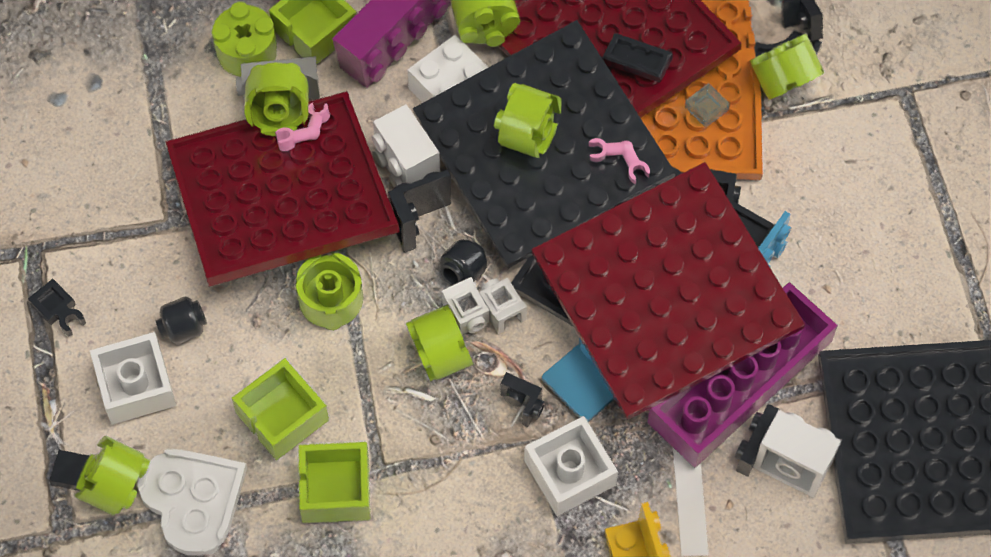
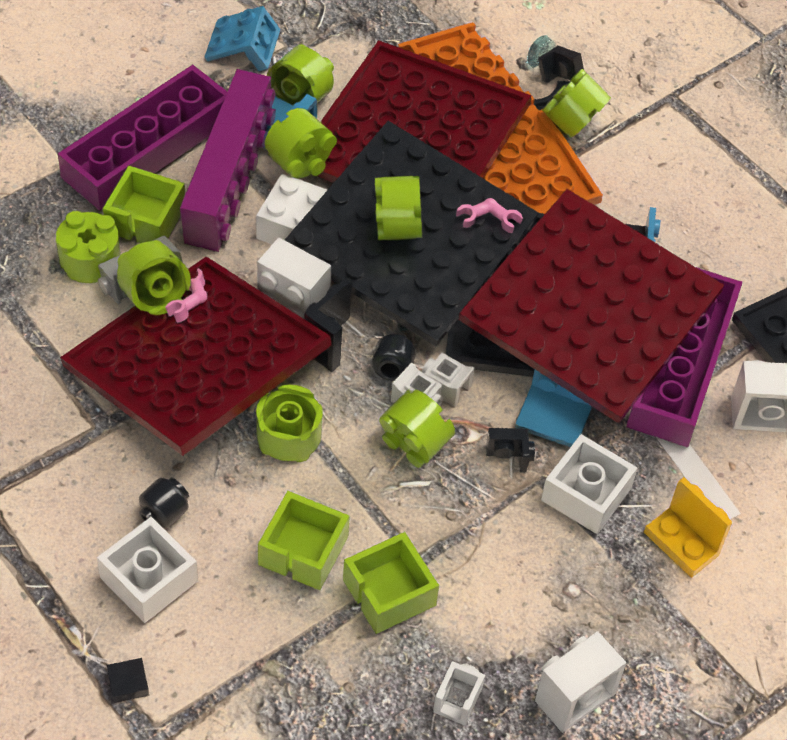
camera: 30 degrees left, 10 degrees down
(55, 304) = (30, 537): black plate -> none
(111, 476) = (178, 662): lime brick -> none
(194, 498) = (262, 652): white plate -> none
(637, 57) = (454, 135): black plate -> none
(707, 105) = (526, 157): clear light blue tile -> none
(747, 450) = (727, 410): black plate -> none

